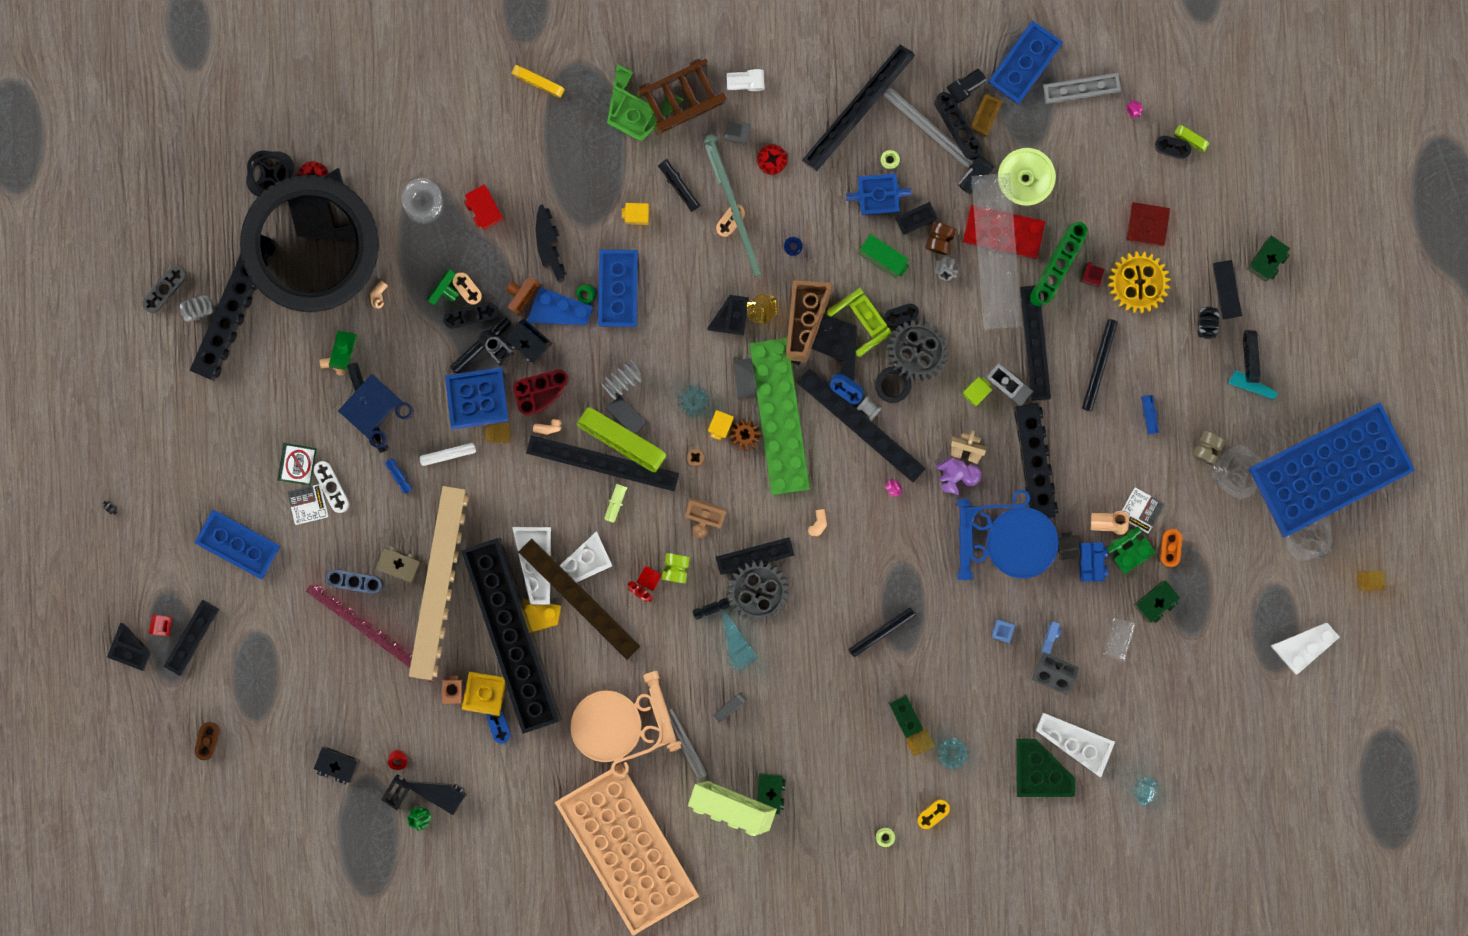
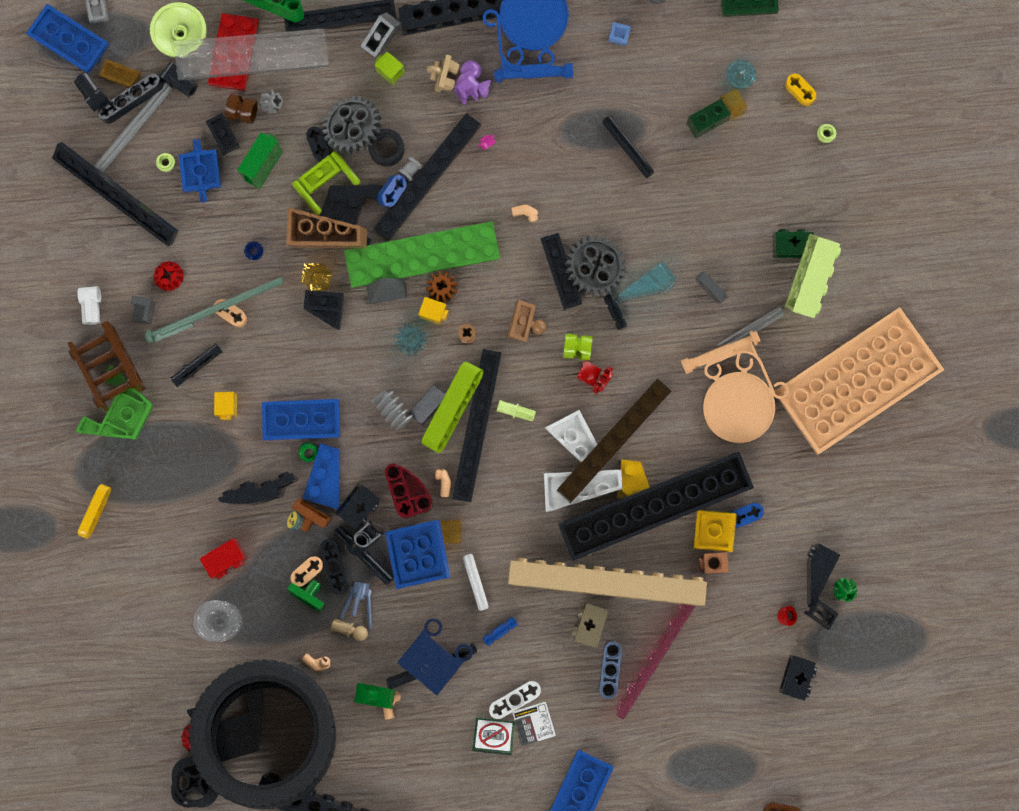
camera: 90 degrees left, 5 degrees down
(404, 337) = (359, 633): none -> tan pin
(445, 339) = (359, 591): none -> sand blue plant
(517, 278) = (294, 521): none -> tile

